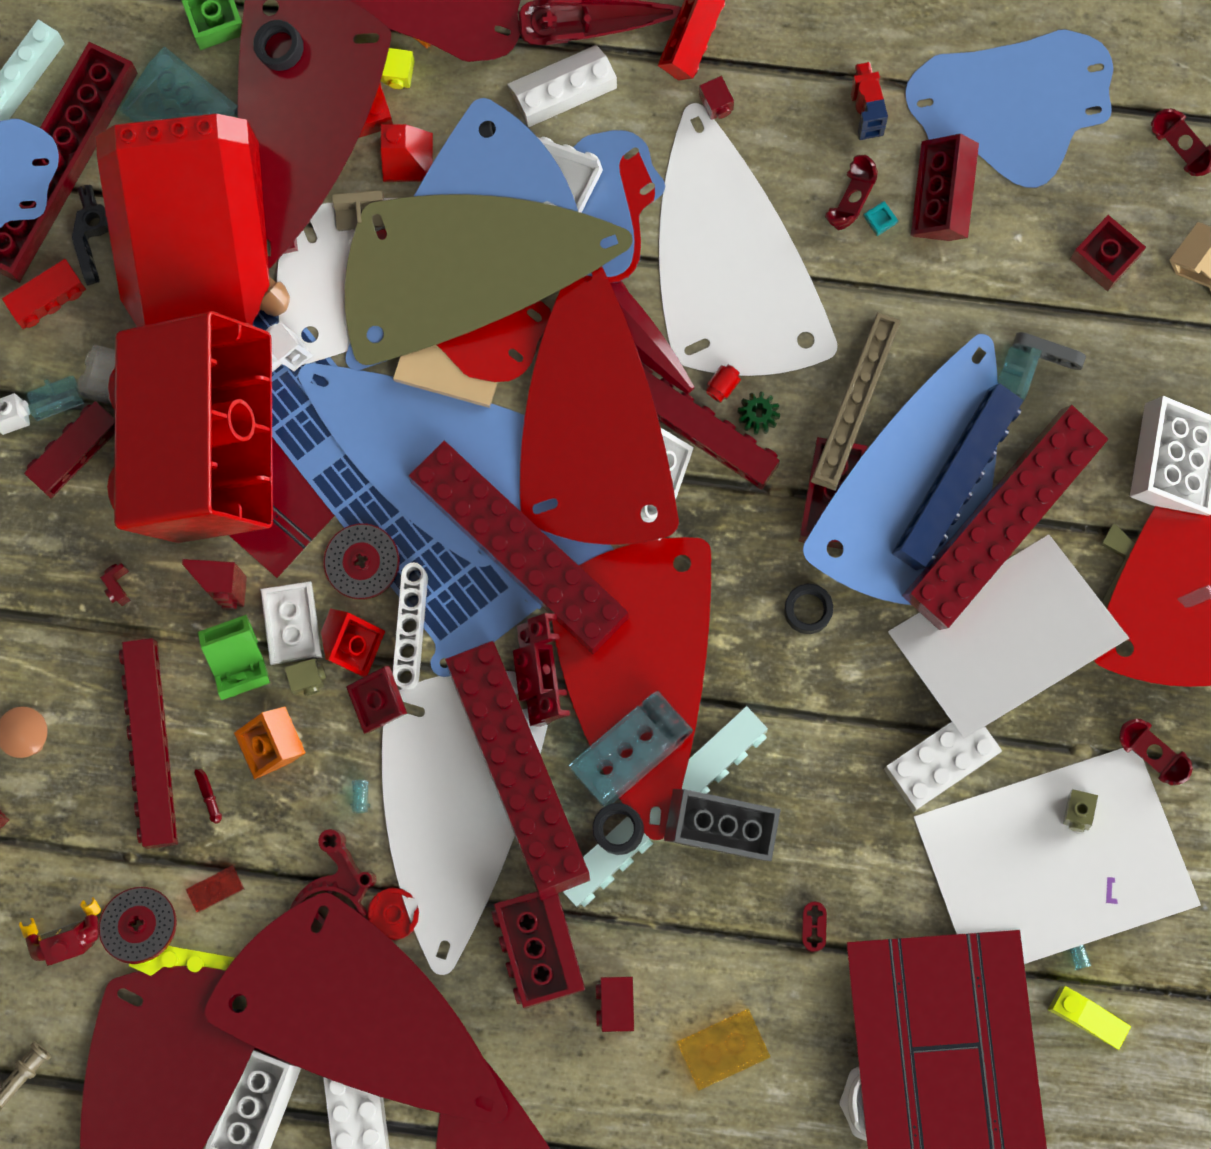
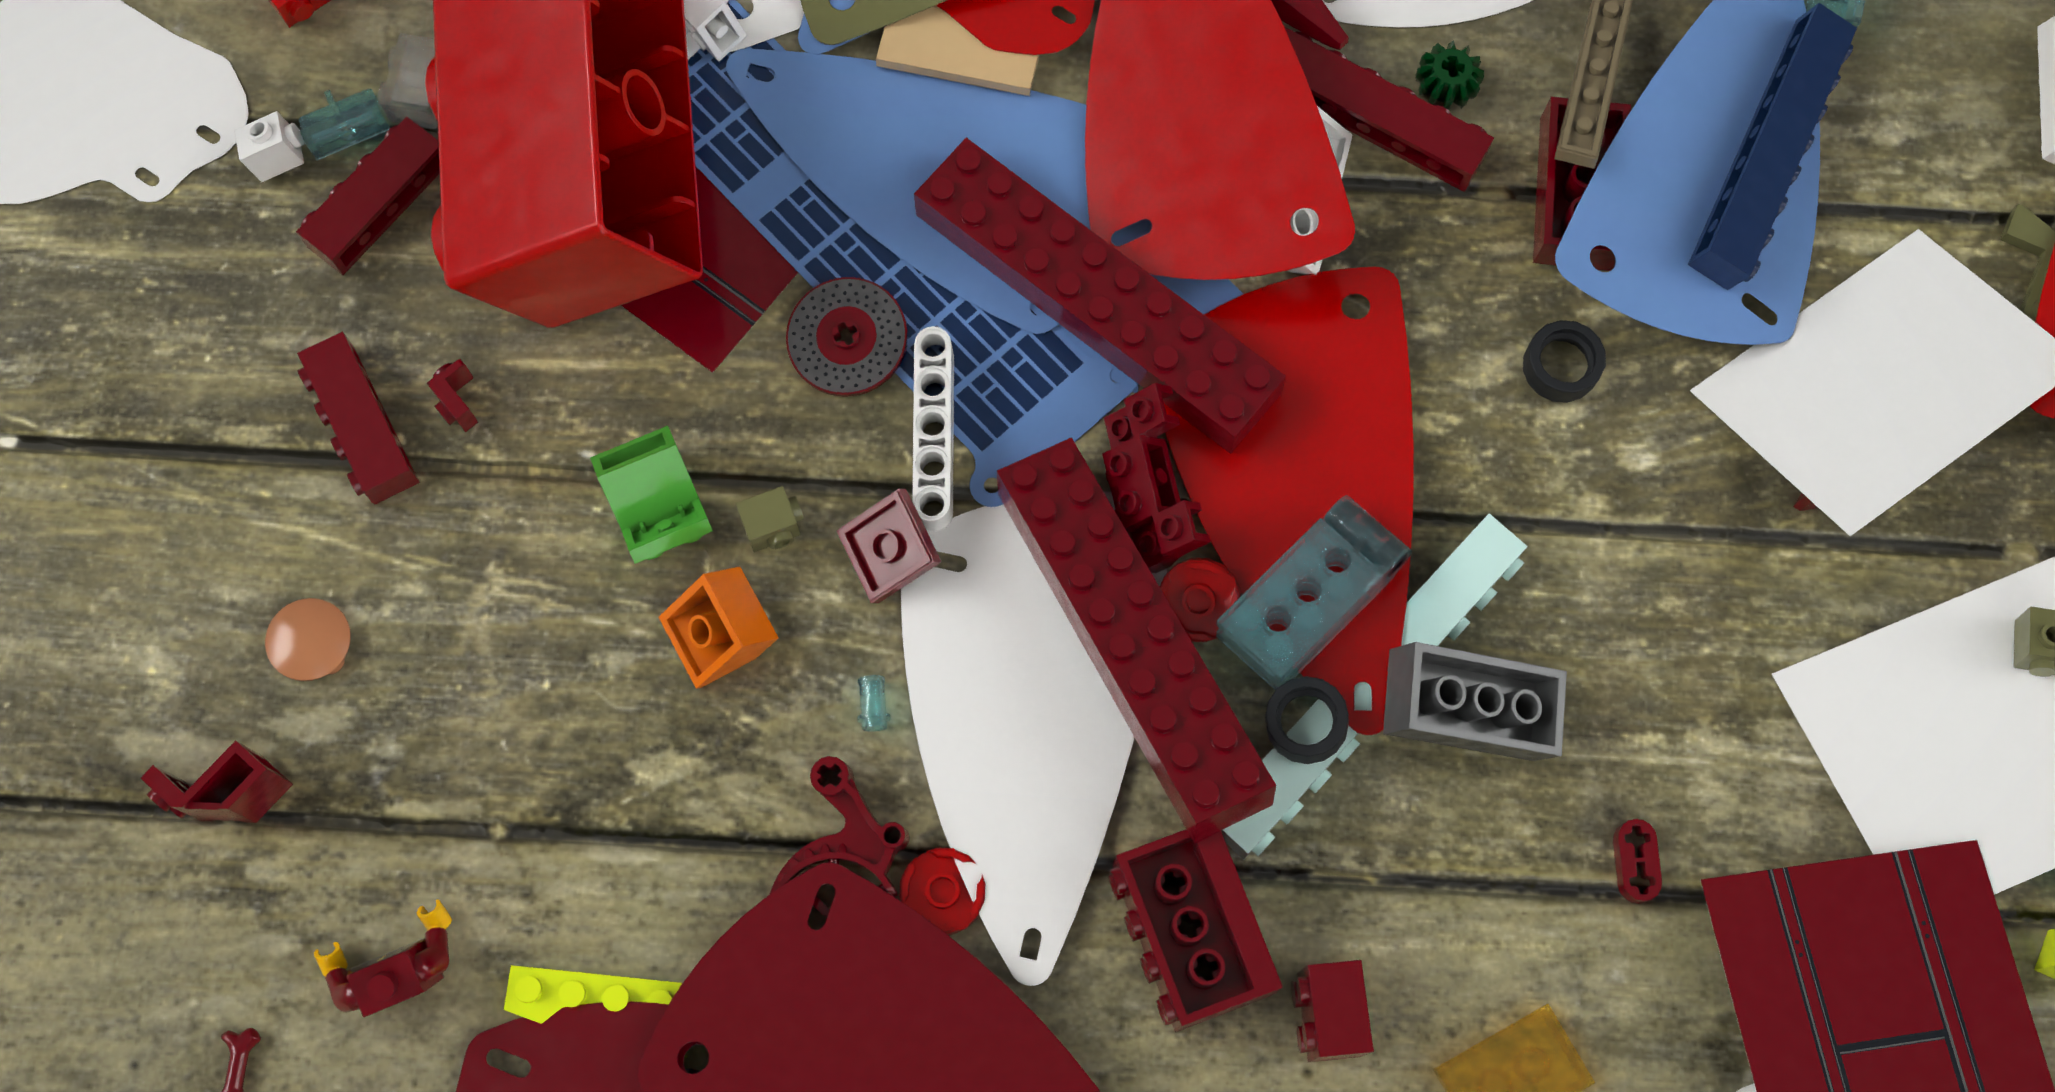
camera: 10 degrees left, 5 degrees down
(56, 594) = (357, 419): none -> dark red brick
(149, 743) = (520, 644): dark red brick -> none
(151, 938) = (542, 956): piece -> none
(207, 793) = (621, 719): dark red piece -> none
(215, 889) = (642, 872): clear red plate -> none
(220, 580) = (619, 371): dark red slope -> none
(291, 623) = (739, 438): white tile -> none
(350, 641) = (839, 456): red slope -> none
(561, 745) = (1199, 595): none -> red tile
(723, 383) = (1388, 36): red brick -> none
(940, 763) = (1807, 584): white brick -> none
(1005, 517) = (1855, 203): dark red brick -> none

